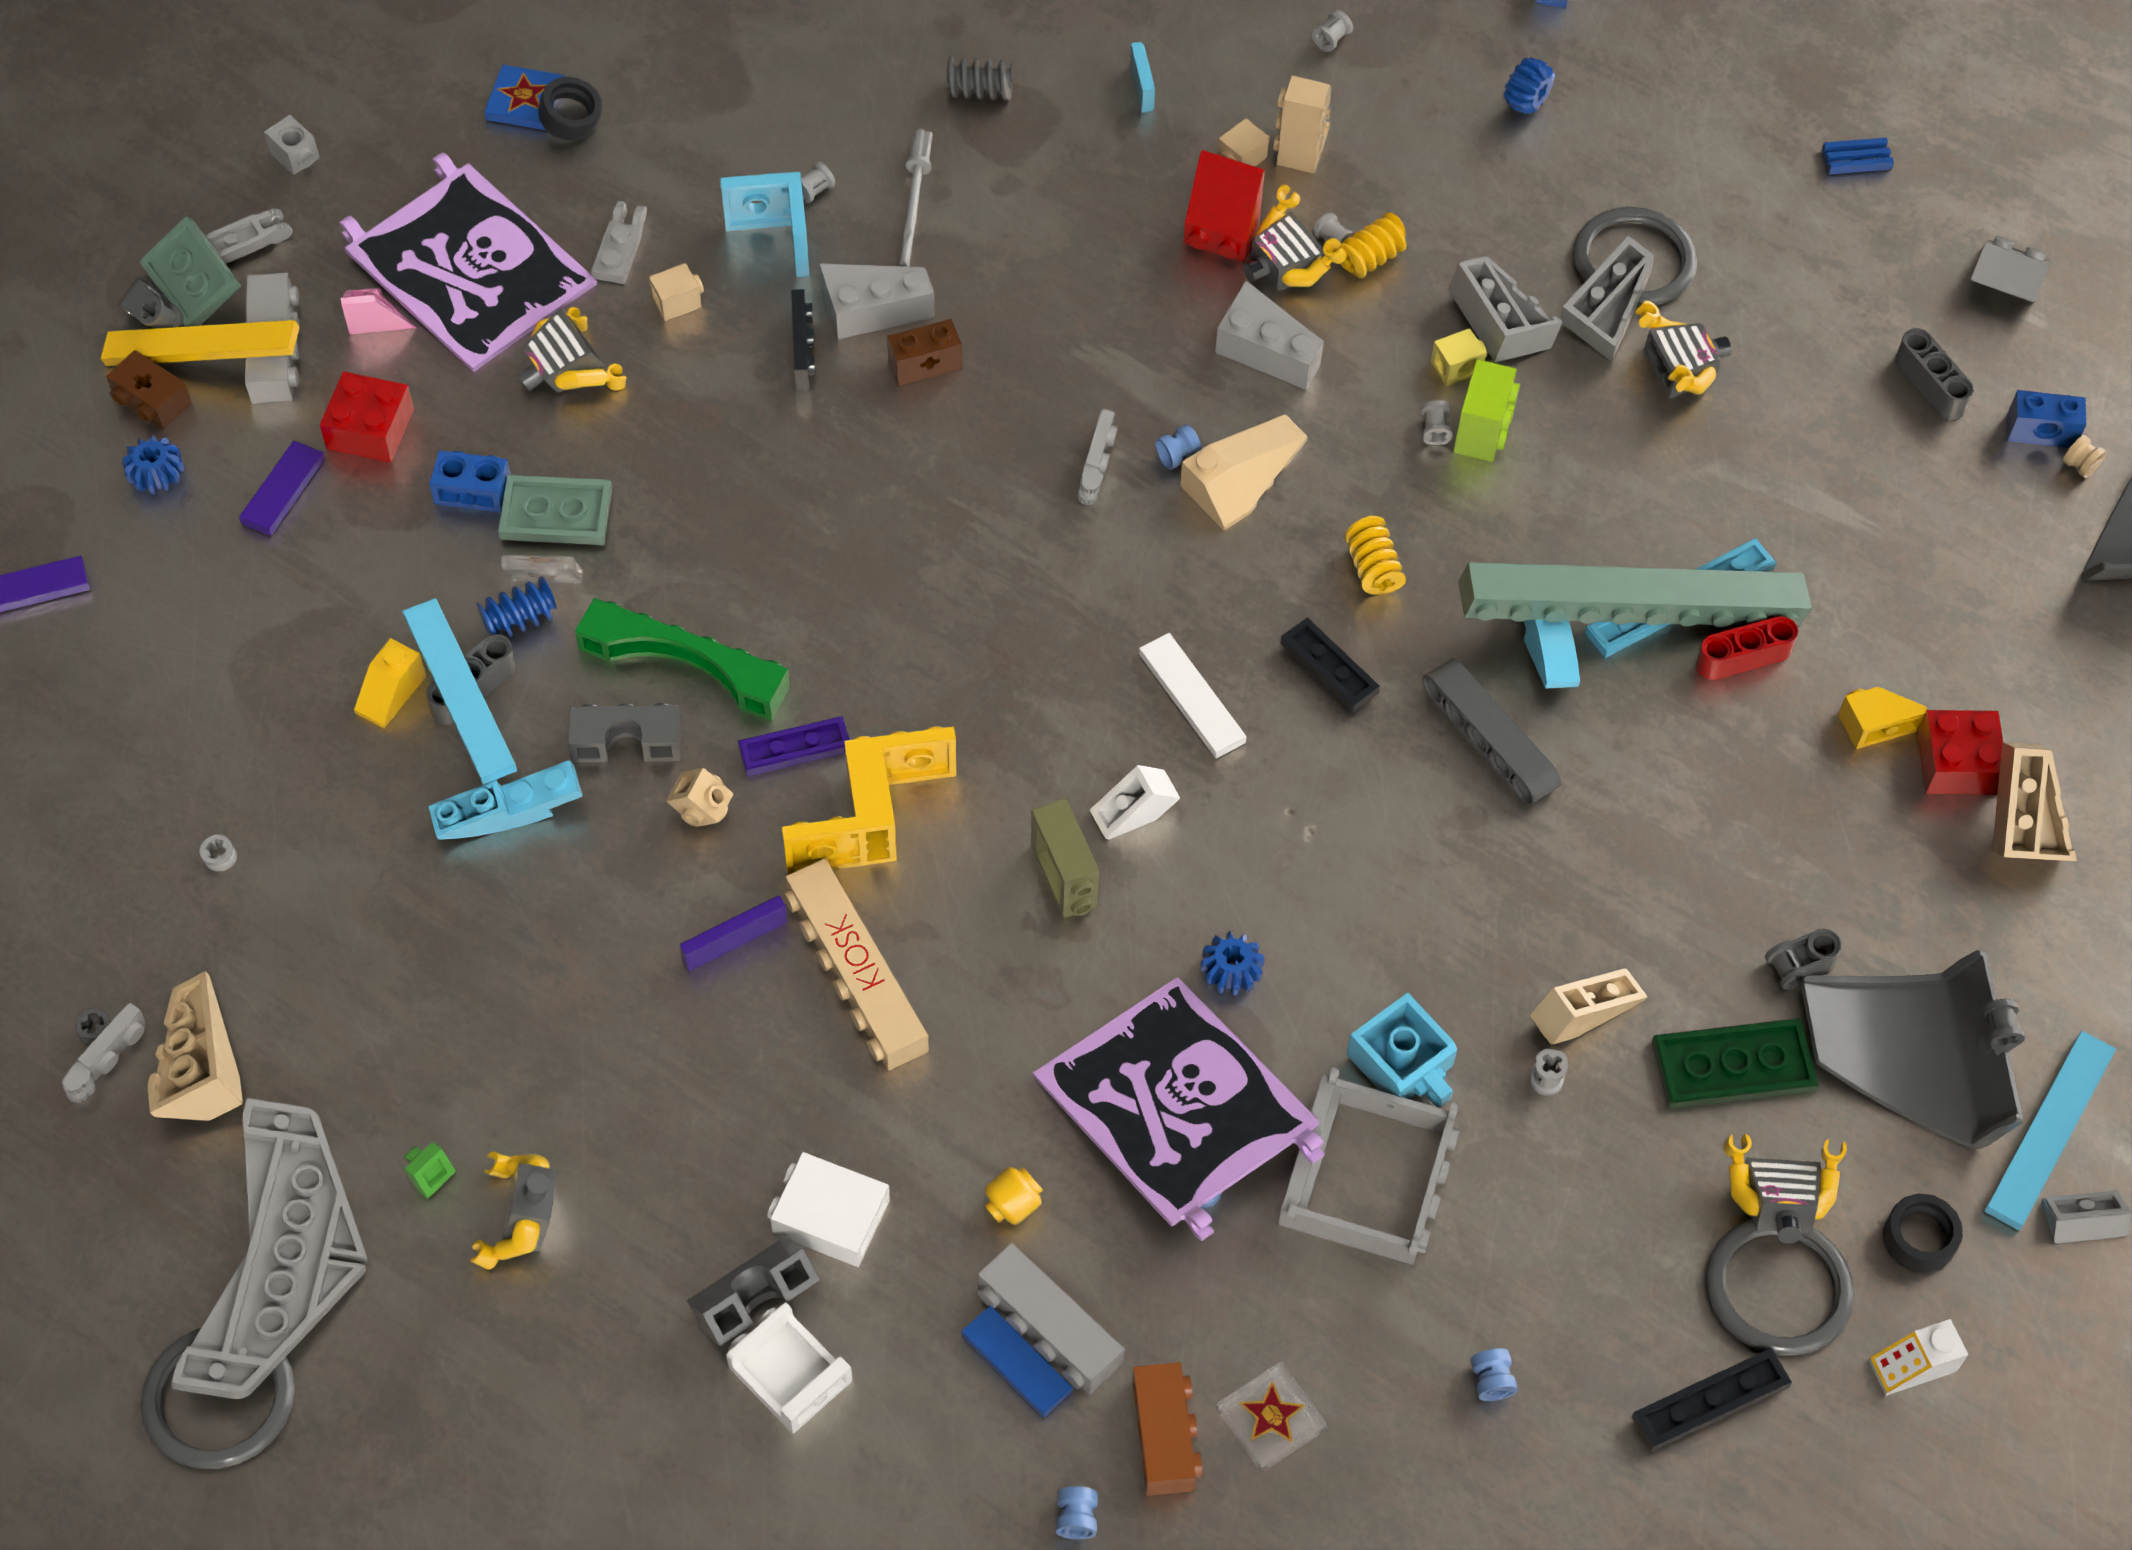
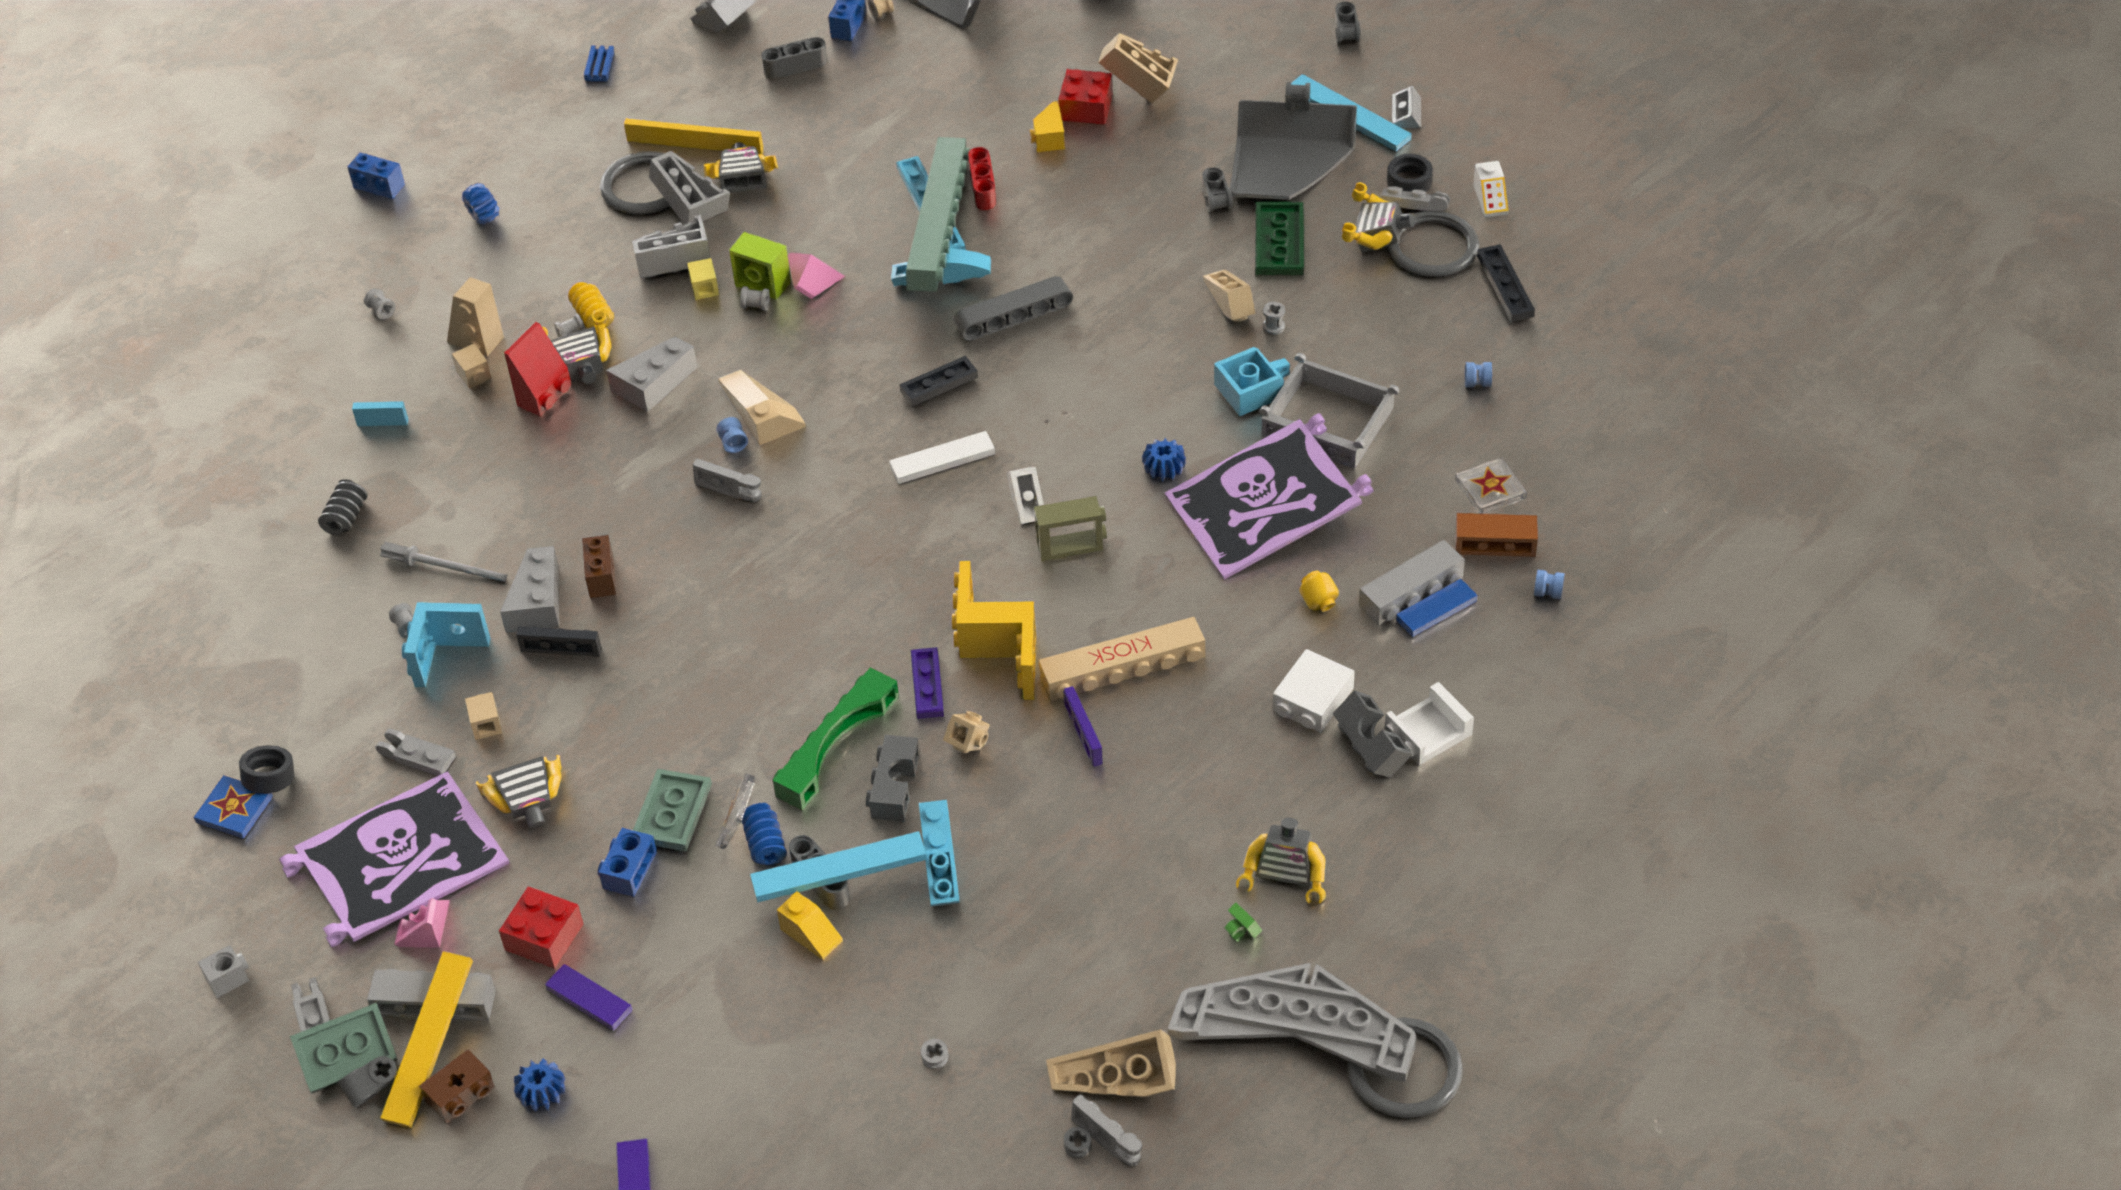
camera: 75 degrees left, 10 degrees down
(1374, 556) = (859, 343): yellow piece -> none
(1497, 478) = (811, 275): none -> bright pink slope
(1734, 291) = (690, 135): none -> yellow tile
(1865, 1244) = (1416, 199): none -> light grey hinge

